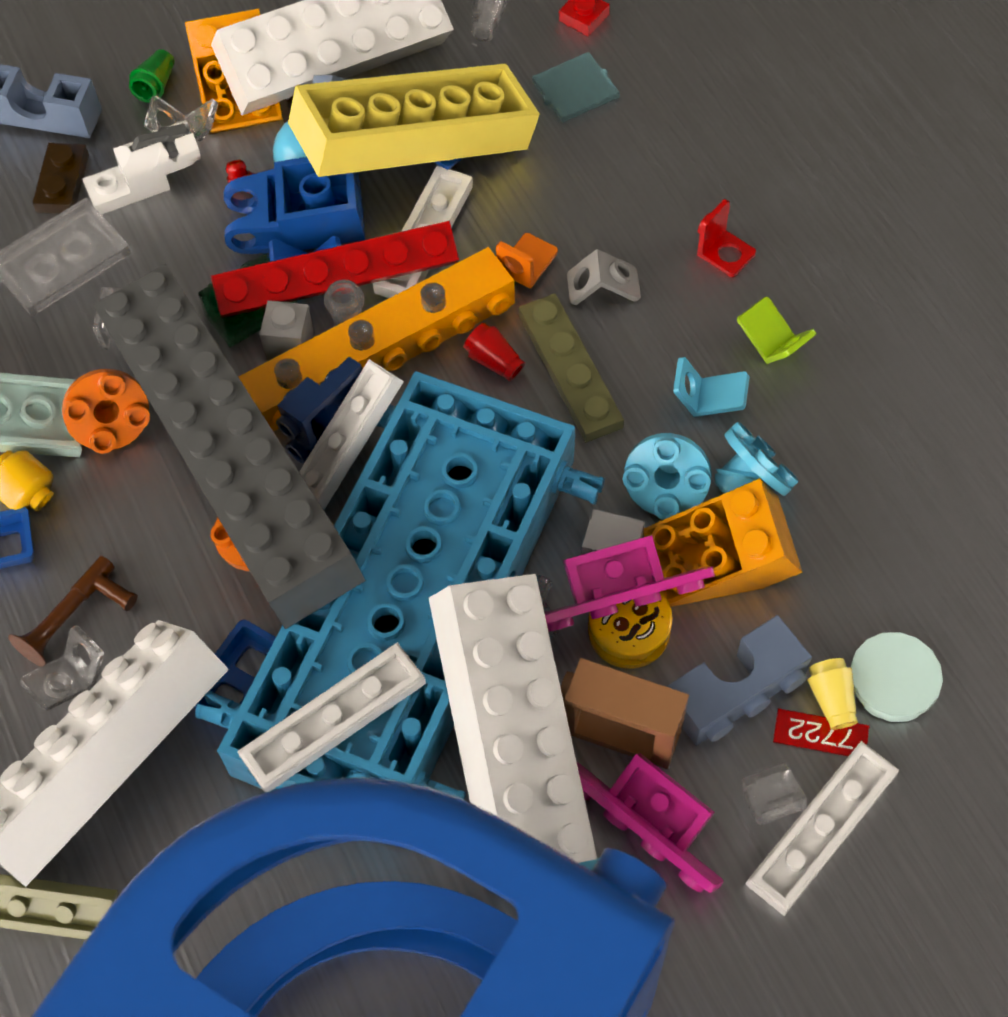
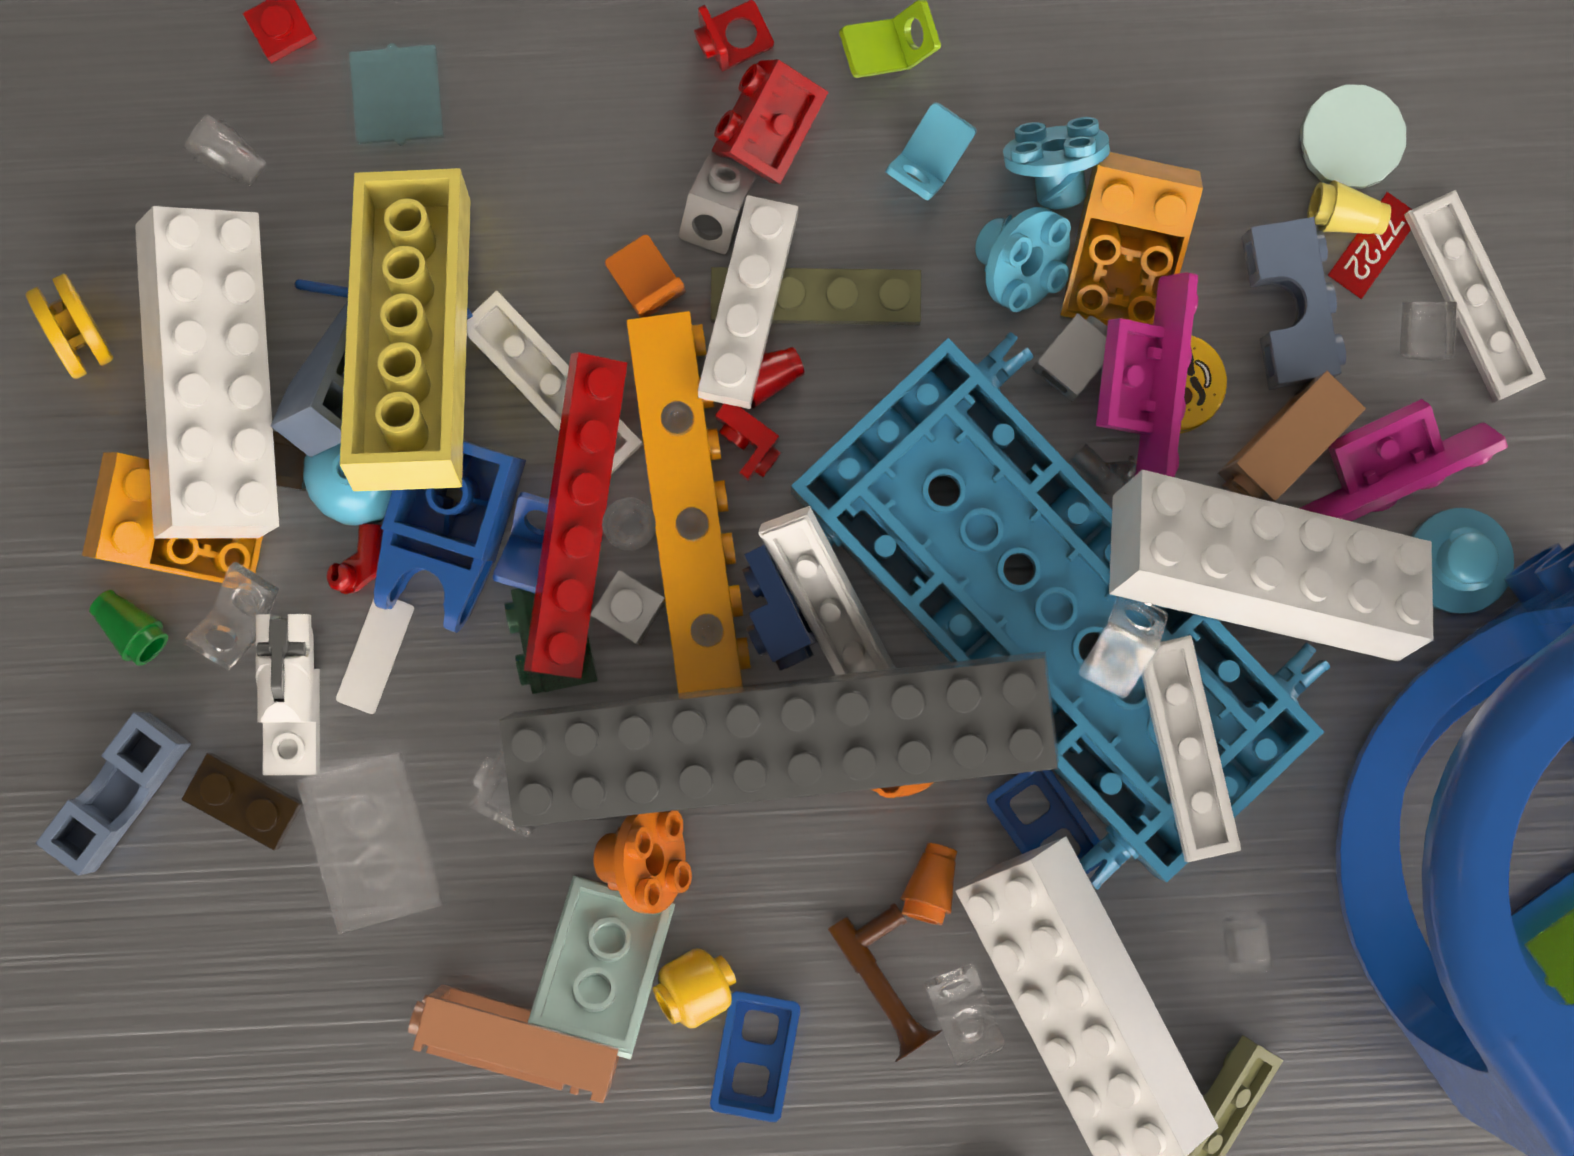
camera: 70 degrees left, 25 degrees up
(154, 606) = (931, 885): none -> orange cone
(191, 214) = (374, 656): none -> white sticker
(392, 627) = (1124, 647): none -> clear bracket
(447, 356) = (744, 429): none -> red bracket
(539, 313) = (748, 302): none -> white plate
(678, 286) = (769, 119): none -> red bracket

